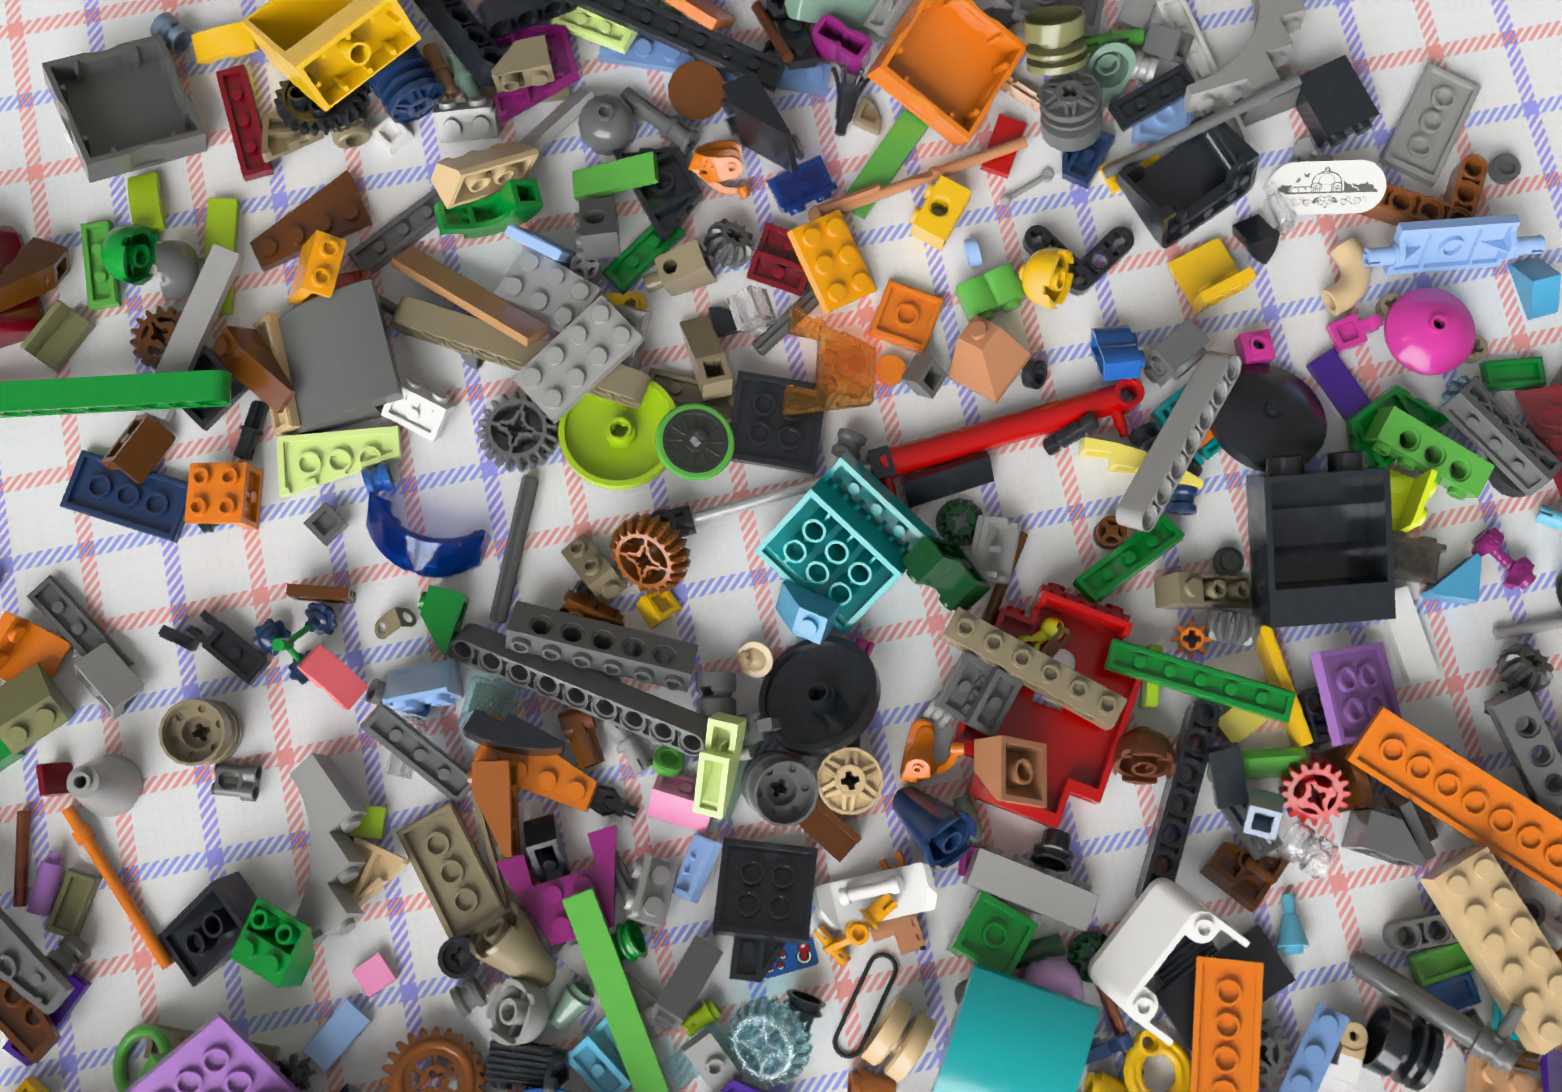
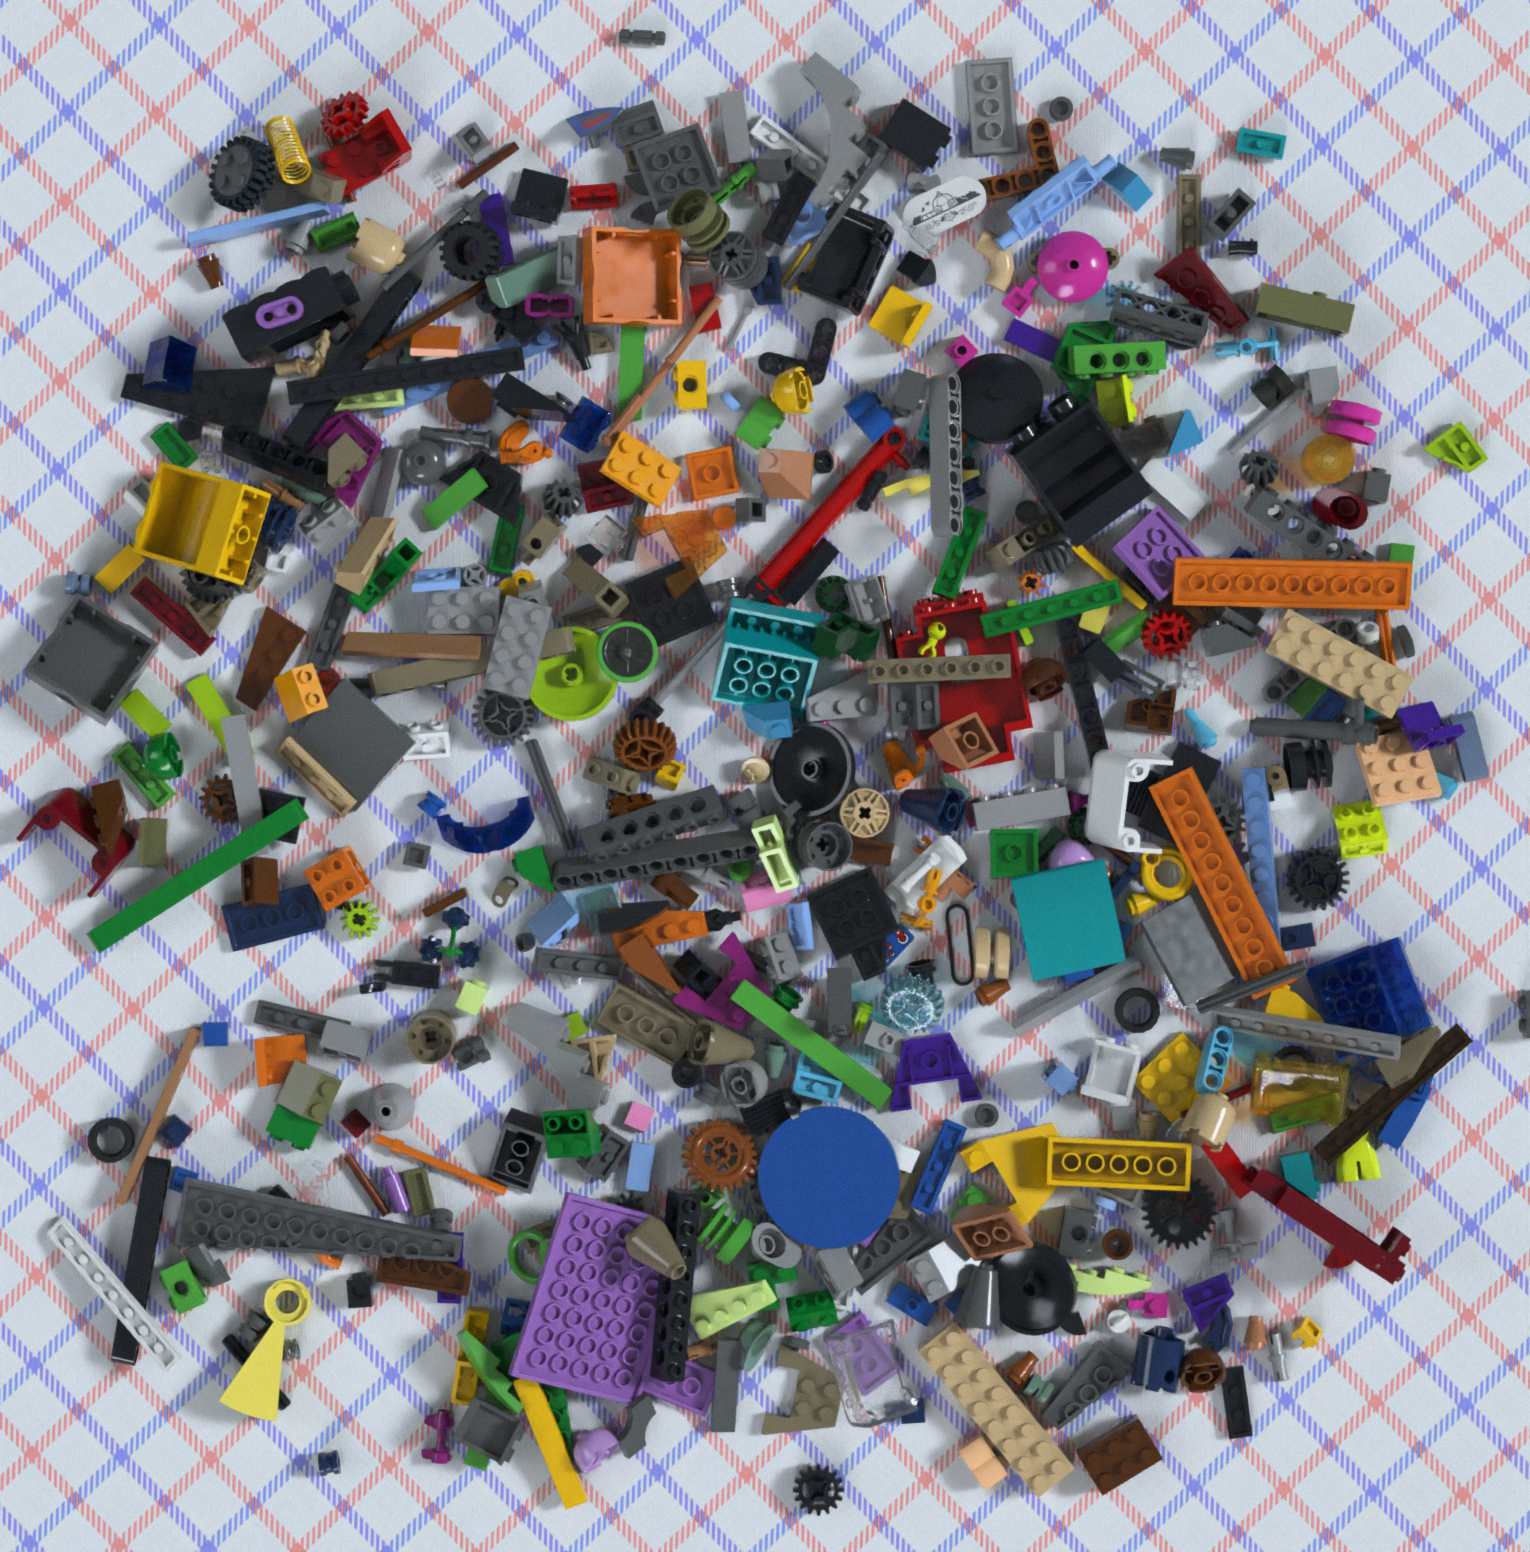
camera: 35 degrees left, 10 degrees up
(178, 268) = (204, 746): dark grey cylinder -> none
(211, 544) = (361, 911): none -> lime gear
(251, 430) = (324, 823): black axle -> none
(253, 364) = (301, 781): reddish brown slope -> none
(279, 717) = (472, 996): none -> yellowish green brick
(315, 995) = (605, 1161): none -> dark grey bracket
(324, 457) = (387, 810): yellowish green wing -> none
(332, 676) = (490, 949): coral slope -> none
(597, 228) = (468, 543): dark grey brick -> none
(772, 32) = (496, 326): copper bar -> none
(901, 642) = (844, 700): none -> light grey wing
(1053, 646) = (943, 646): dark tan piece -> none
(1053, 851) = (1021, 775): black piece -> none
(1099, 848) = (1049, 755): none -> light grey panel
(1101, 920) = (1076, 800): none -> magenta rock
(1111, 67) = (746, 211): sand green piece -> none
(1111, 529) = (937, 547): reddish brown wheel -> none
(1263, 813) = (1139, 671): sand blue brick -> none
(1513, 374) = (1146, 259): green tile -> none
(1518, 572) = (1222, 400): magenta piece -> none

